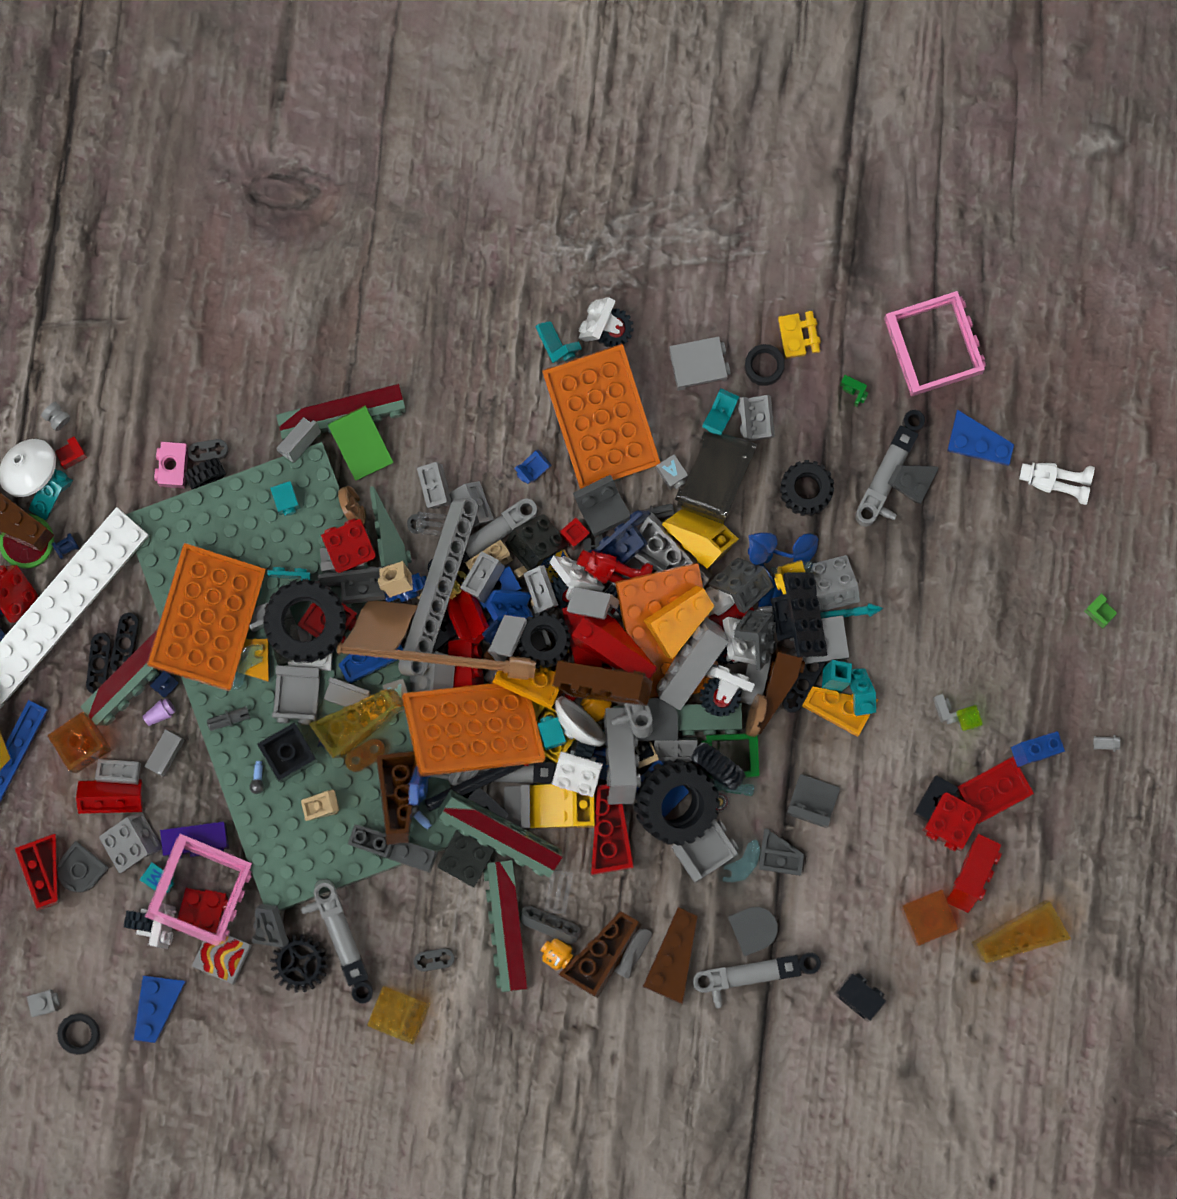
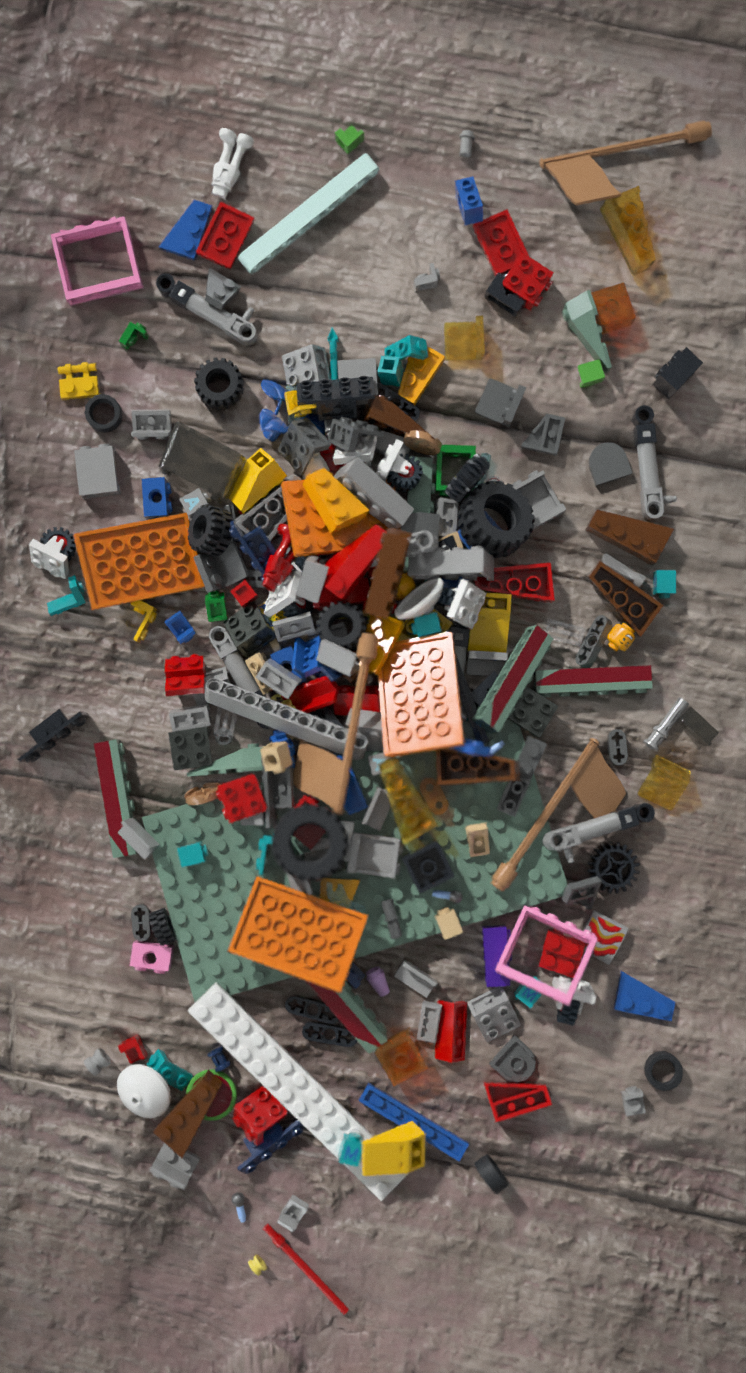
camera: 85 degrees left, 5 degrees up
(227, 780) = (448, 923): none -> tan brick
(360, 443) = (145, 782): bright green tile -> none
(387, 934) = (595, 788): none -> medium nougat flag
(400, 488) = (190, 748): none -> pearl dark grey bracket
(412, 338) = (51, 730): none -> black bracket
(454, 1007) = (661, 731): none -> light grey pin
(463, 1049) = (697, 726): none -> clear smoke panel
(480, 475) = (185, 675): none -> red plate
(541, 433) = (142, 607): none -> yellow bracket
(559, 504) = (216, 606): none -> green bracket
(621, 1000) = (664, 583): none -> teal brick
(641, 490) = (210, 530): none -> black tyre
(683, 421) = (150, 488): none -> blue brick
(720, 412) = (143, 455): teal bracket -> none
(743, 867) = (552, 467): clear light blue piece -> none
(853, 900) = (590, 373): none -> bright green panel
(880, 756) = (464, 340): none -> clear yellow bracket
(914, 886) = (581, 318): none -> sand green wedge
(969, 718) = (437, 257): clear neon green bracket -> none
(974, 873) = (574, 264): red wedge -> none
(976, 482) = (225, 235): none -> red plate
(1009, 572) = (308, 213): none -> light aqua beam
(1076, 876) = (586, 181): none -> medium nougat flag

